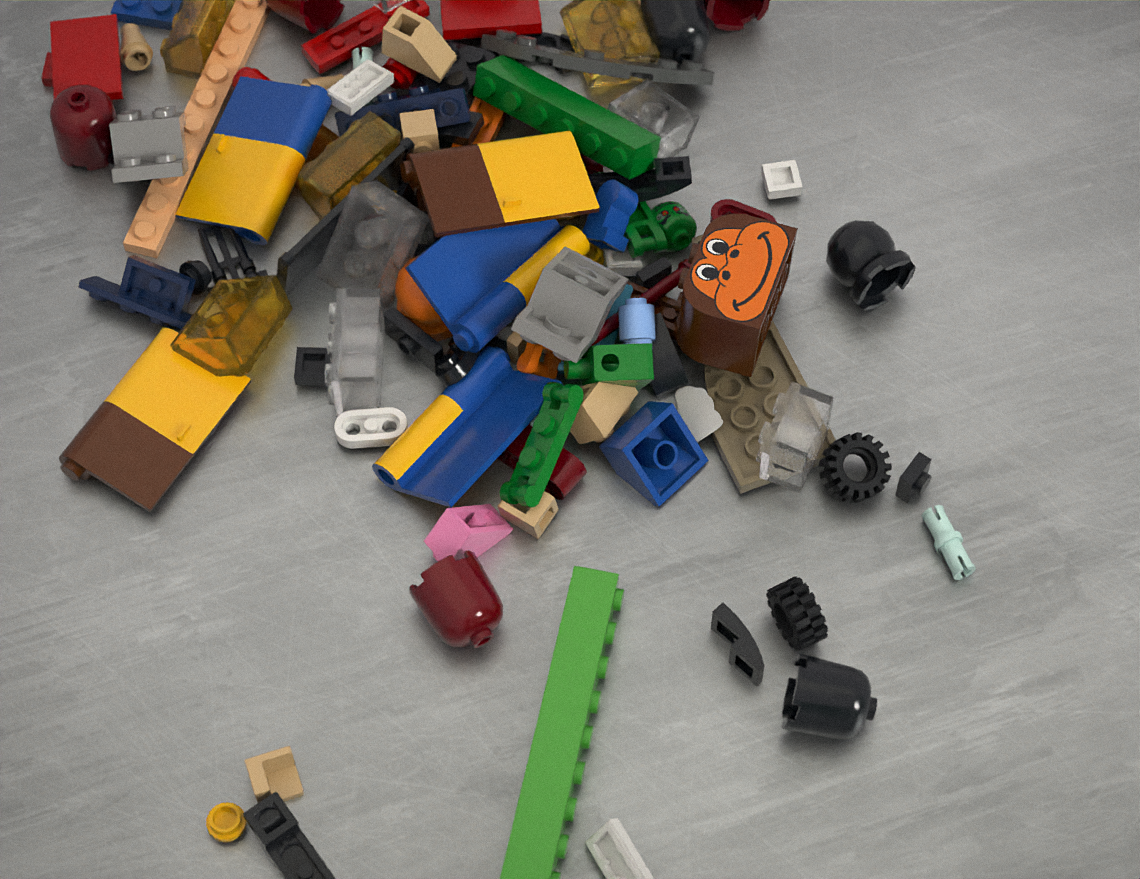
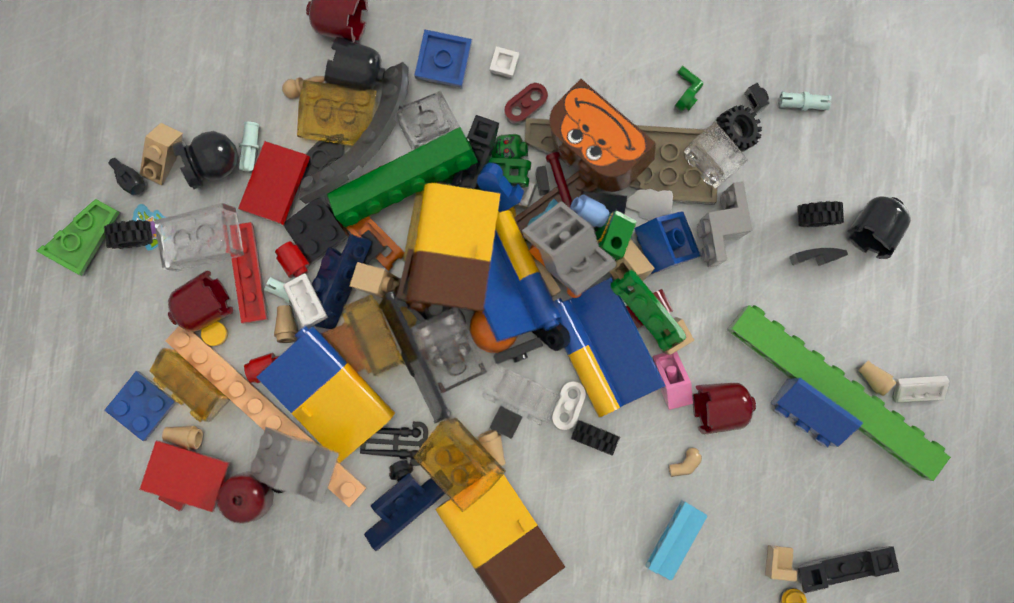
camera: 75 degrees left, 25 degrees up
(247, 630) = (676, 540): none -> medium azure panel
(273, 363) = (493, 444): none -> tan cone
(275, 30) = (214, 334): none -> yellow tile
(341, 465) = (595, 437): none -> black tyre
(360, 605) = (689, 465): none -> tan arm
(417, 44) = (297, 248): tan slope -> none
(510, 723) = (815, 412): none -> blue slope
(605, 798) = (877, 378): none -> tan cone
(712, 498) = (724, 224): none -> light grey bracket
(746, 116) = (443, 58): none -> blue plate
(862, 395) = (688, 98): none -> green plate
(867, 262) = (597, 44): black tile -> none

